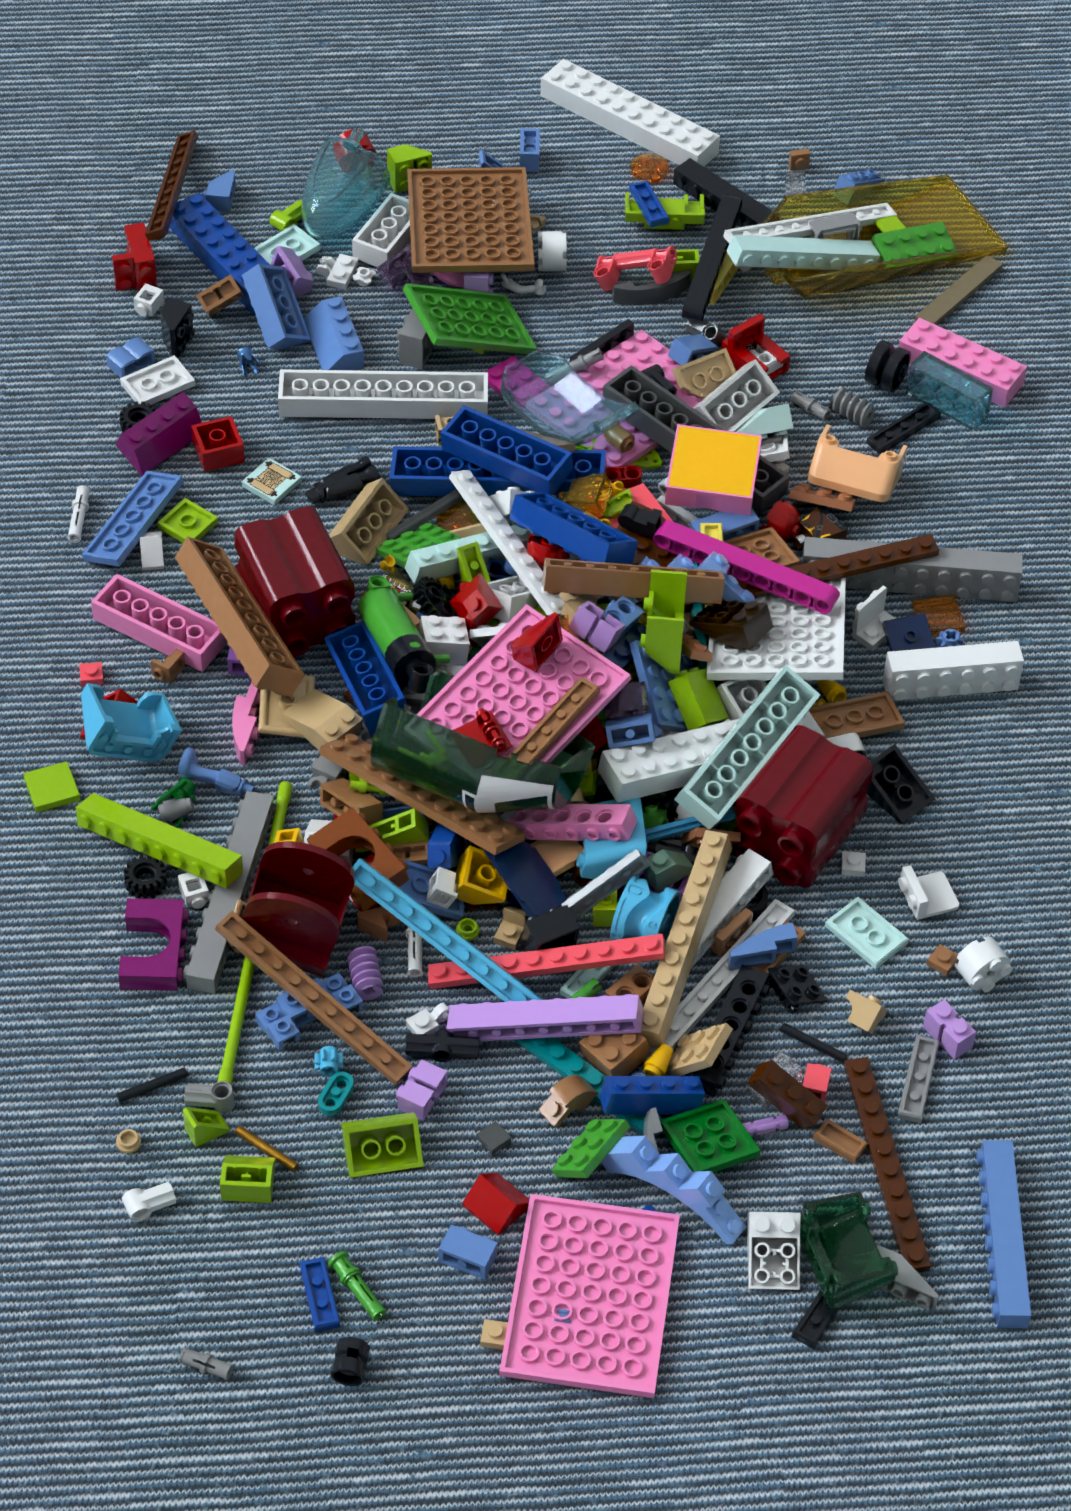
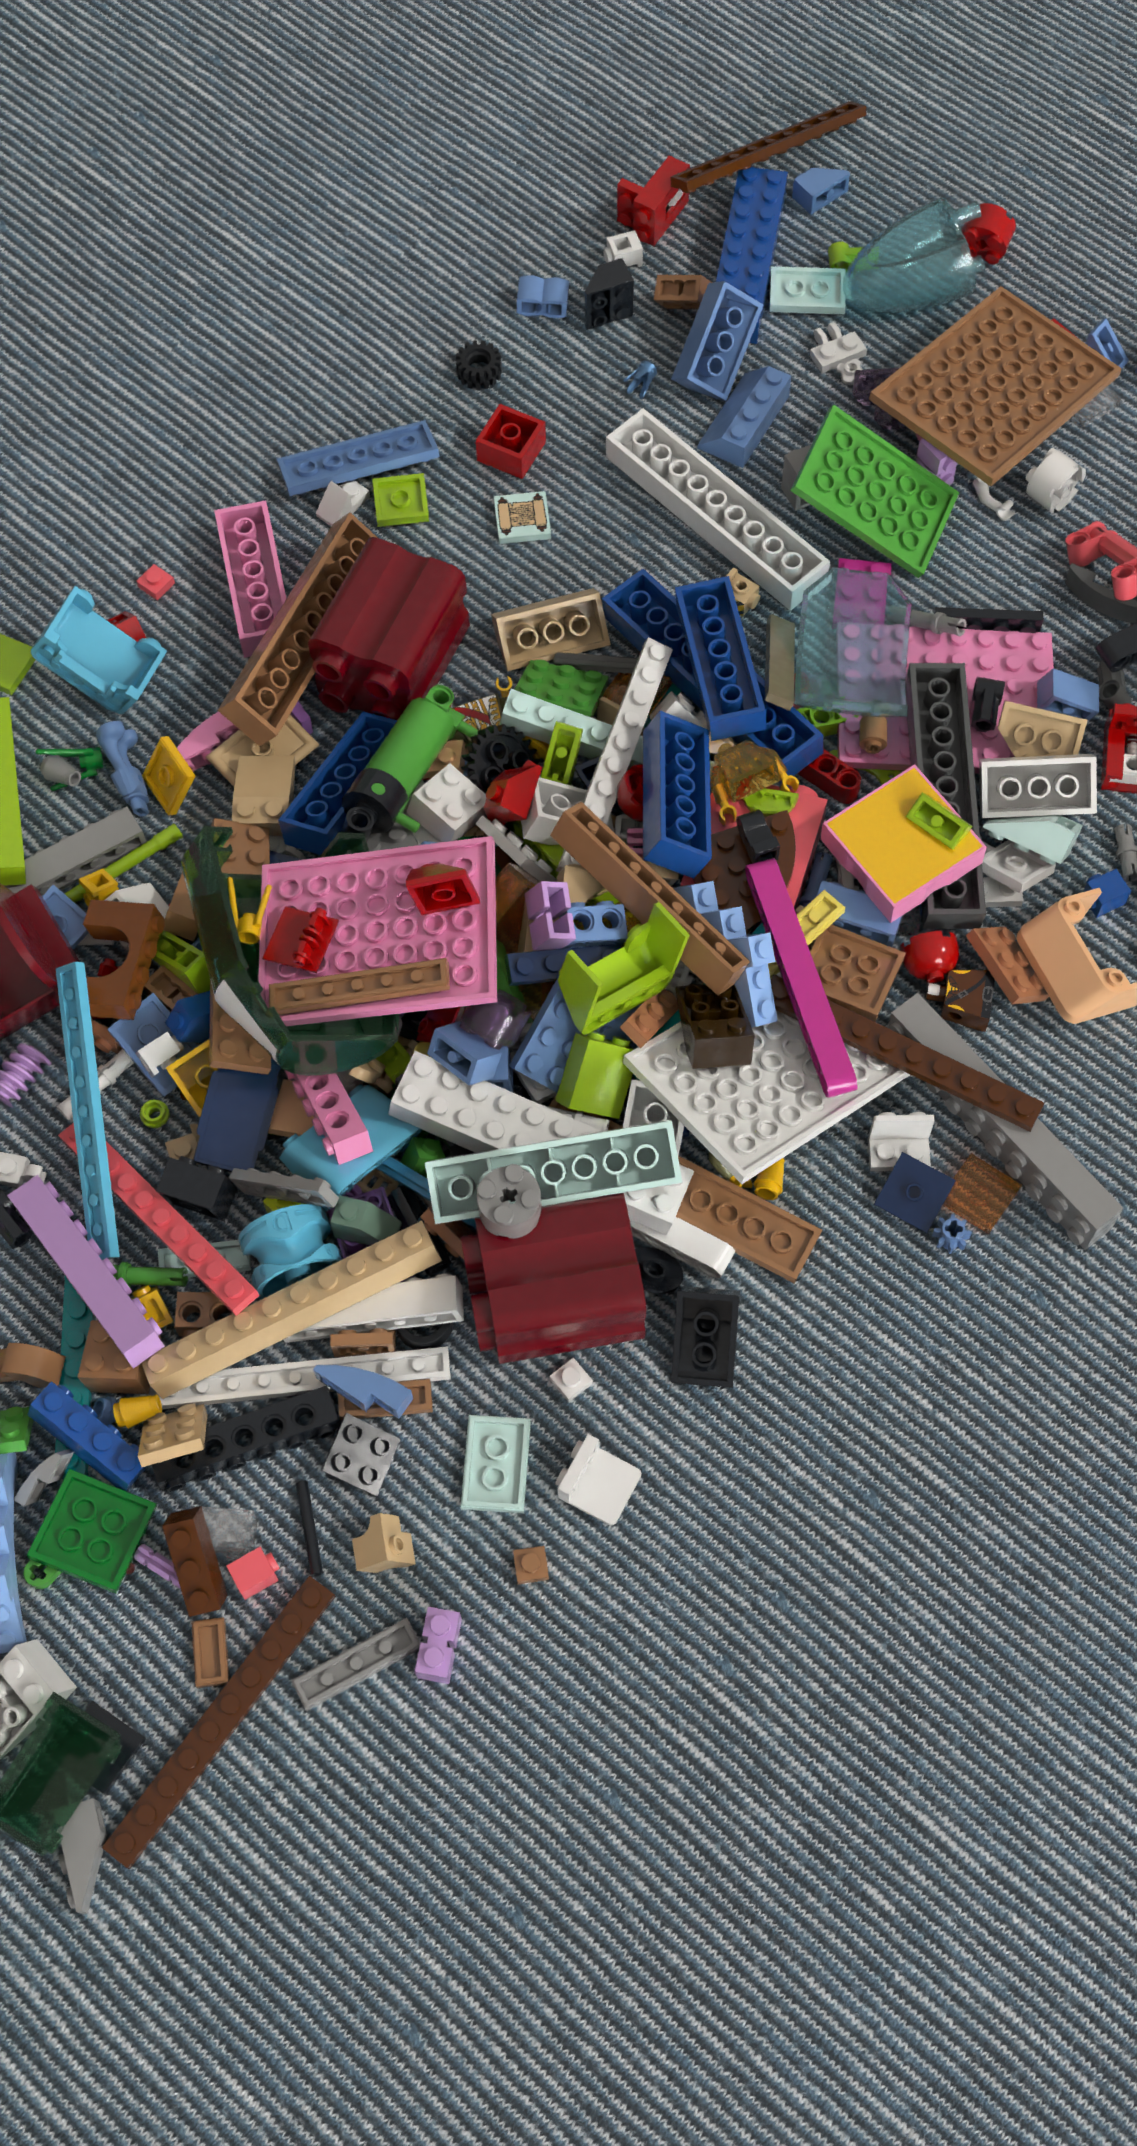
camera: 50 degrees right, 15 degrees up
(81, 498) = (331, 411): white pin -> none
(158, 381) = (539, 339): white plate -> none
(159, 434) = (470, 391): magenta slope -> none
(170, 668) = (218, 631): medium nougat bracket -> none
(250, 756) = (168, 775): none -> yellow tile
(298, 275) = (778, 316): lavender slope -> none
(343, 481) = (579, 569): black piece -> none
(384, 232) = (900, 338): white brick -> none
(403, 158) = (1020, 278): lime slope -> none
(537, 222) = (1082, 437): tan tile -> none
(725, 439) = (938, 821): none -> lime slope
(754, 766) = (497, 1213): none -> light grey brick
(822, 420) = (1114, 892): none -> blue brick
(953, 670) = (907, 1269): white brick -> none
(983, 964) = (546, 1613): white brick -> none
(1005, 1234) = (226, 1913): medium blue brick -> none

